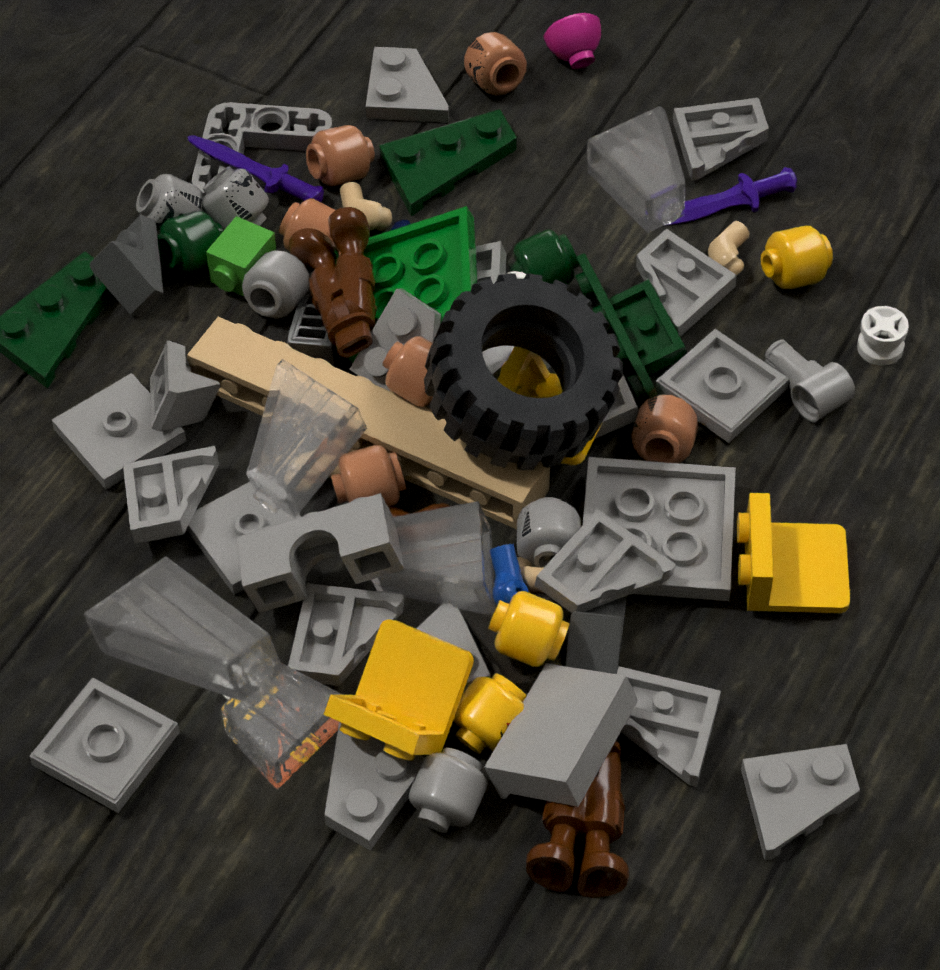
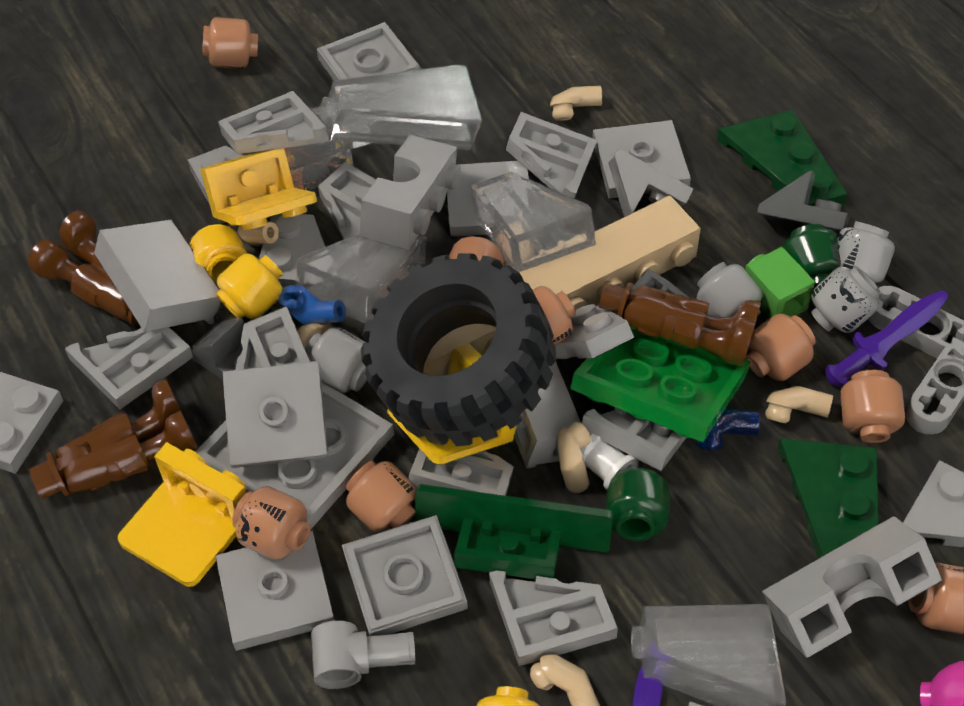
camera: 120 degrees right, 0 degrees up
(62, 523) = (574, 97): none -> tan arm
(154, 911) = (229, 43): none -> nougat head
(306, 717) = (273, 125): none -> light grey wing
(448, 789) = (184, 205): light grey head -> none
(504, 83) = (881, 562): none -> light grey arch
(657, 521) = (274, 414): none -> light grey plate
(759, 466) = (271, 522): none -> nougat head
(768, 665) = (114, 448): none -> reddish brown piece
(799, 470) = (271, 596): none -> light grey plate

